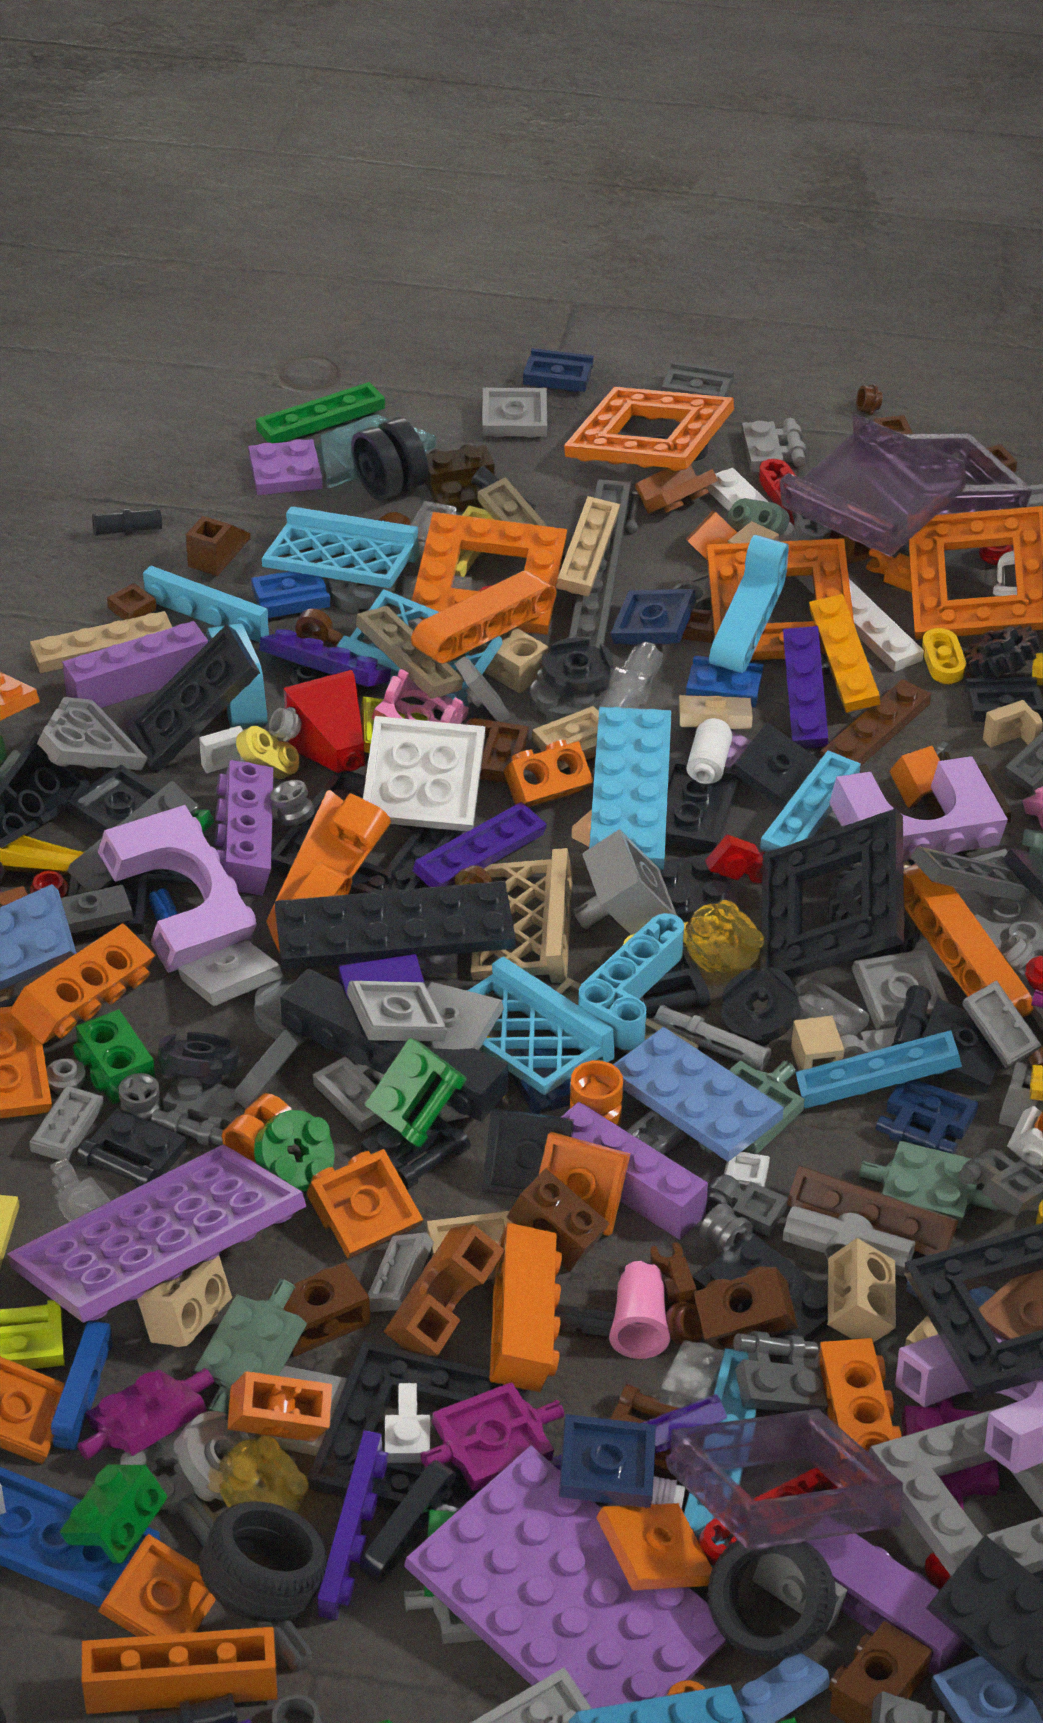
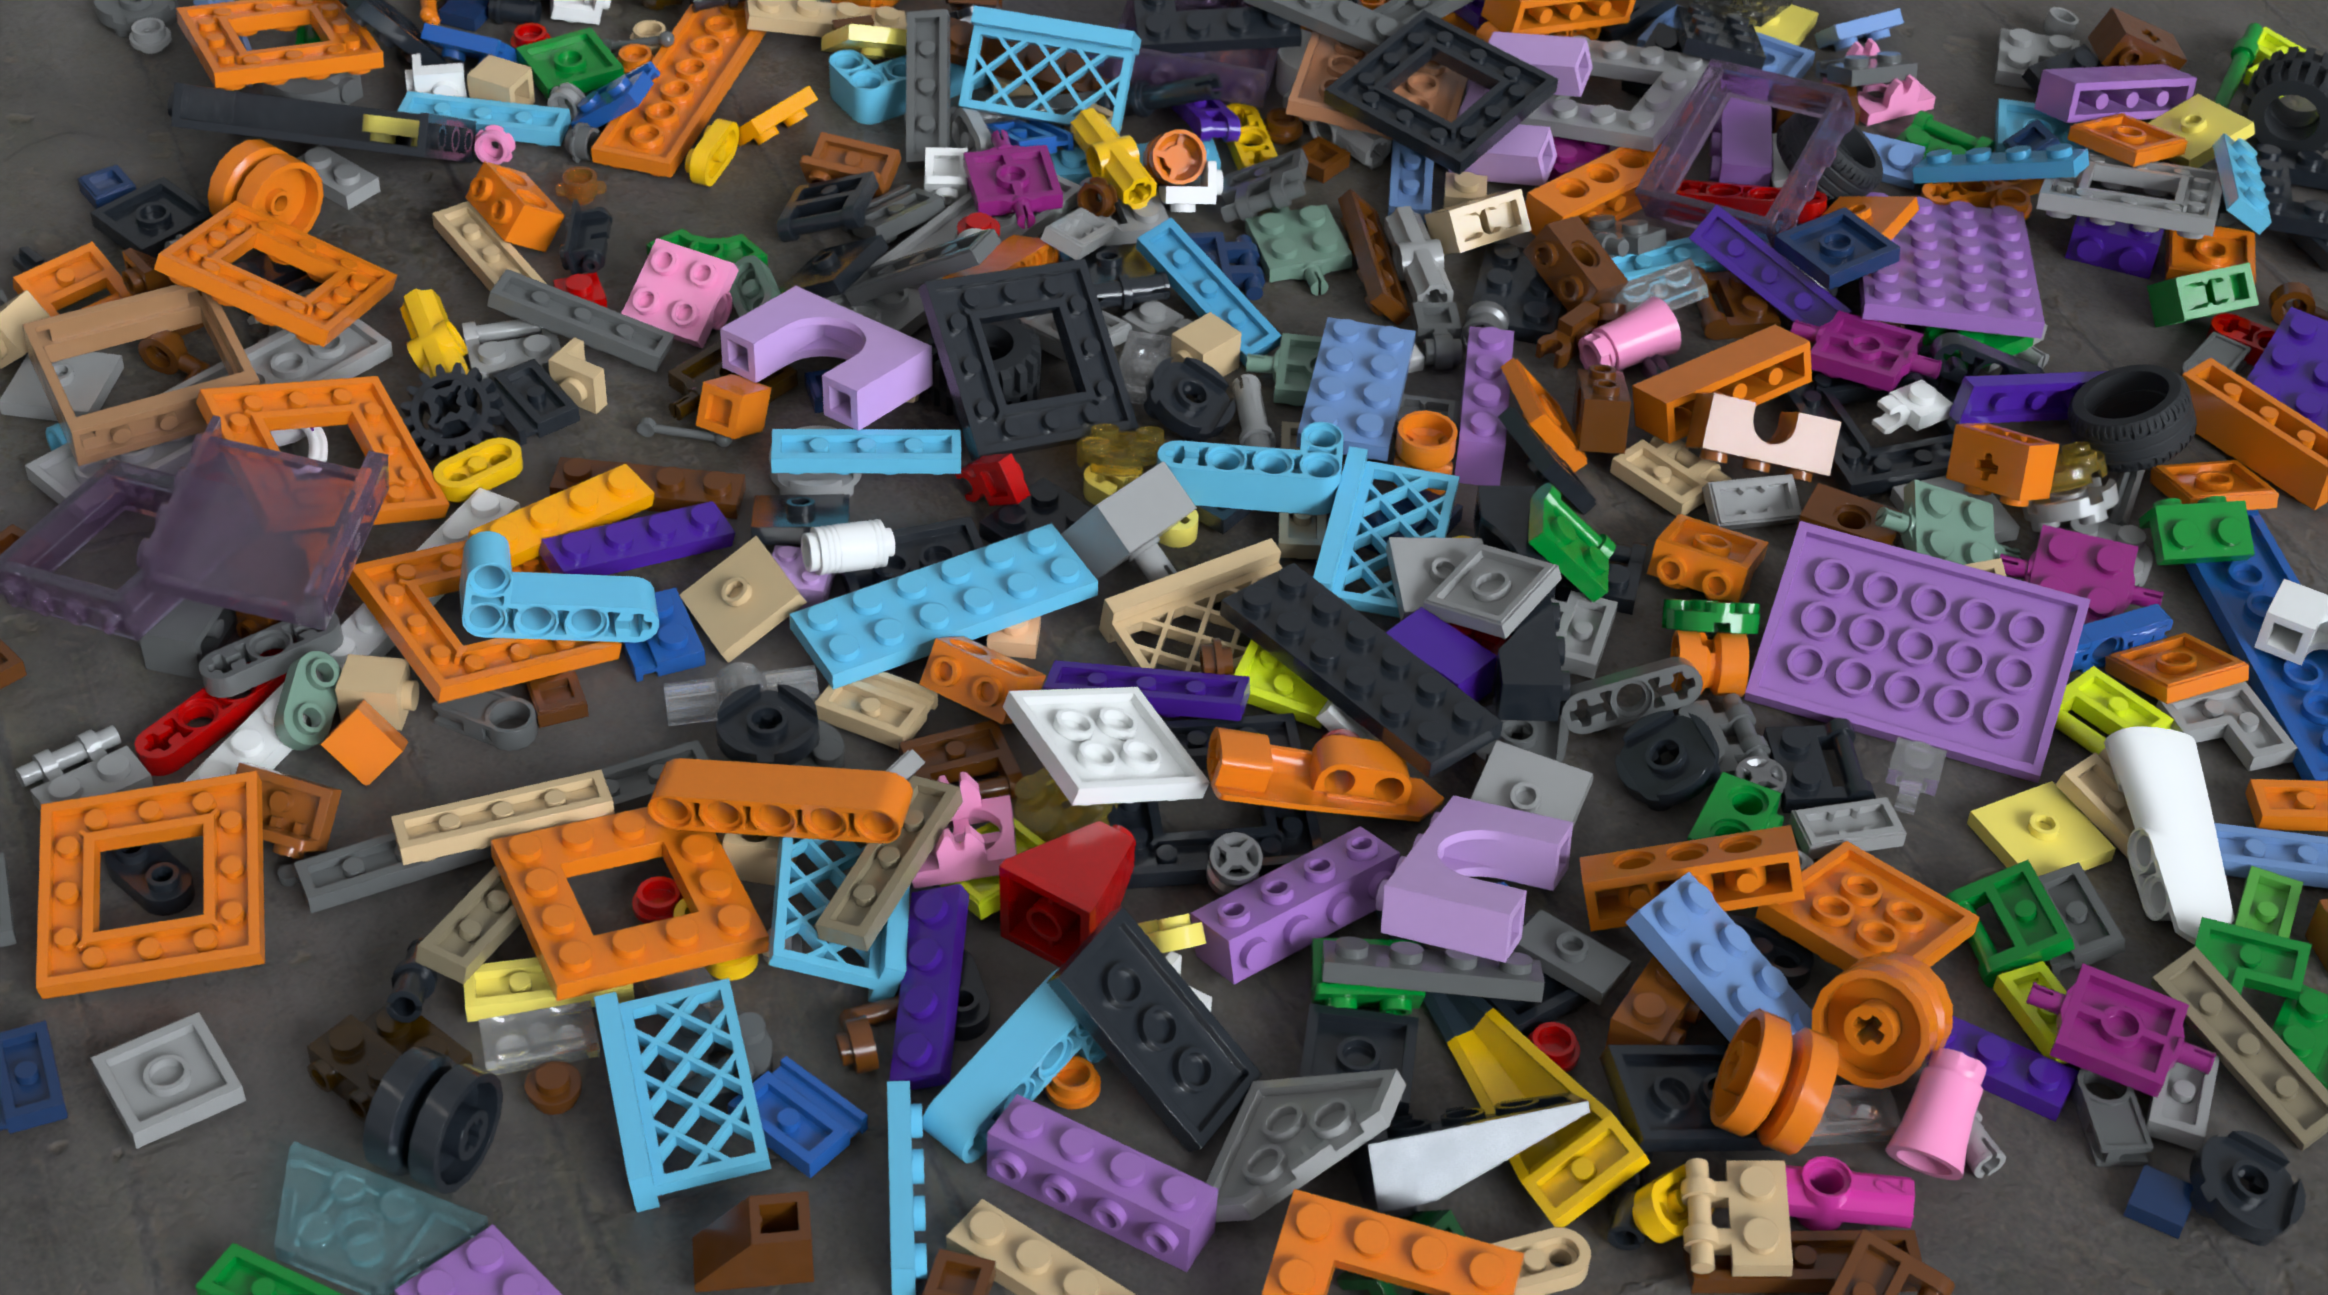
camera: 125 degrees left, 0 degrees up
(284, 724) = (1134, 903): light grey plate -> none
(653, 616) = (590, 720): dark blue plate -> none

